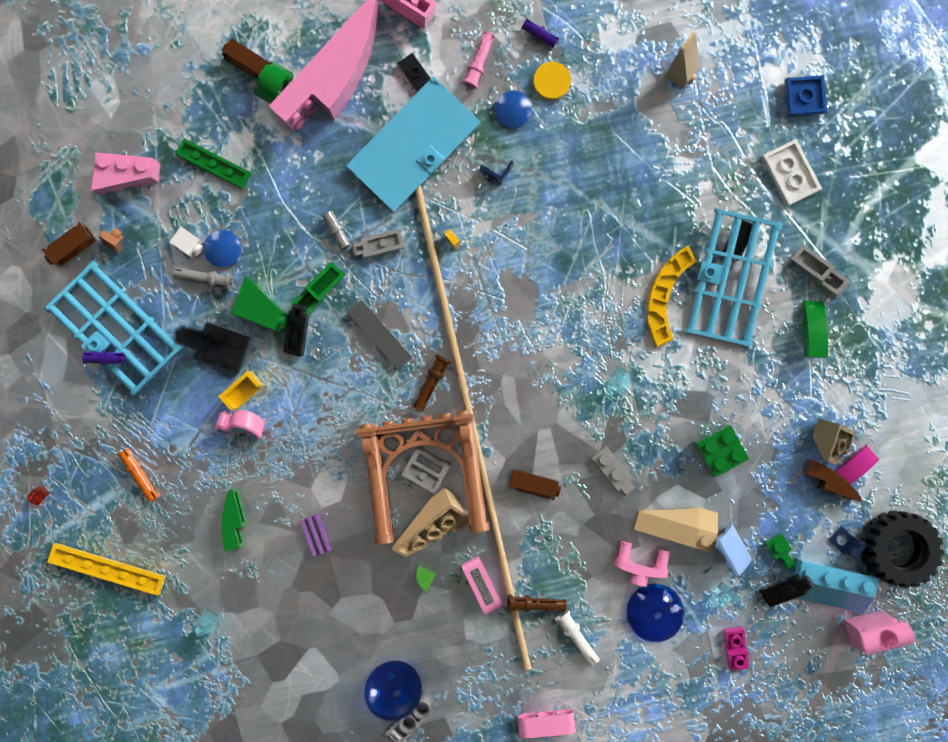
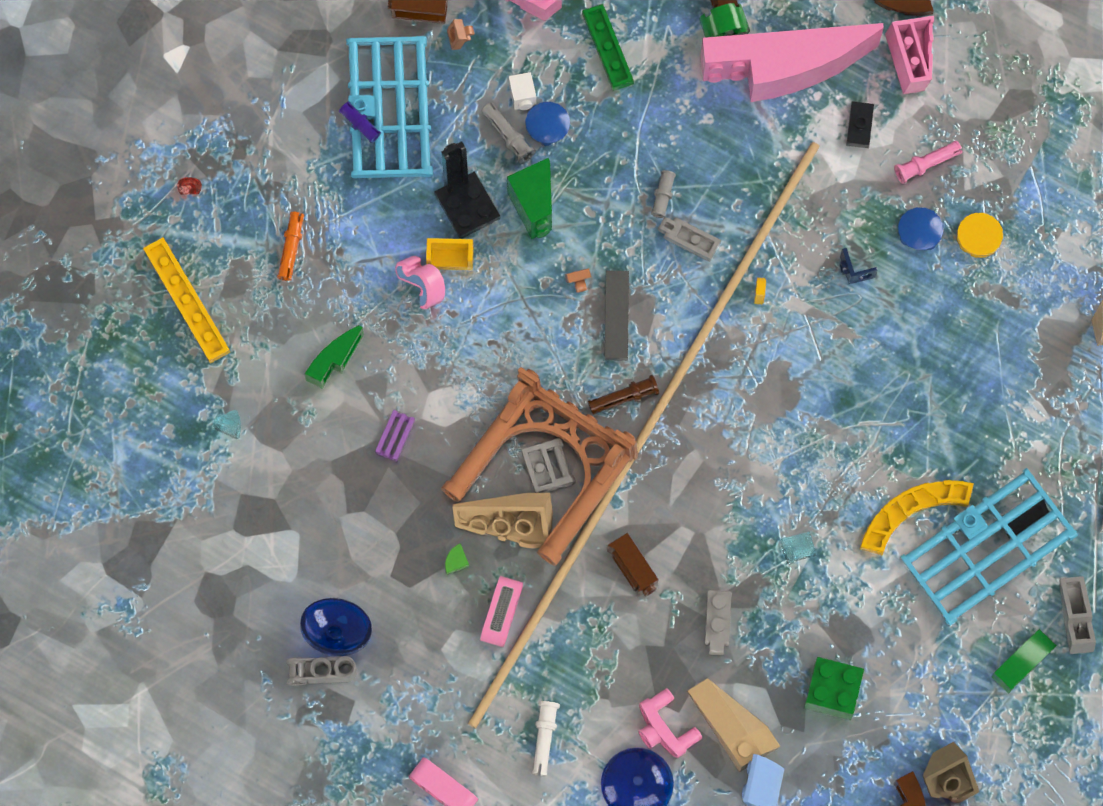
camera: 40 degrees right, 15 degrees down
(296, 331) = (547, 245): black hinge -> none
(319, 288) = (597, 229): green slope -> none
(334, 333) = (578, 279): none -> nougat tile
(413, 144) = (801, 180): medium azure door -> none
(527, 604) = (528, 663): reddish brown pin -> none
(540, 33) = (1006, 185): dark purple pin -> none

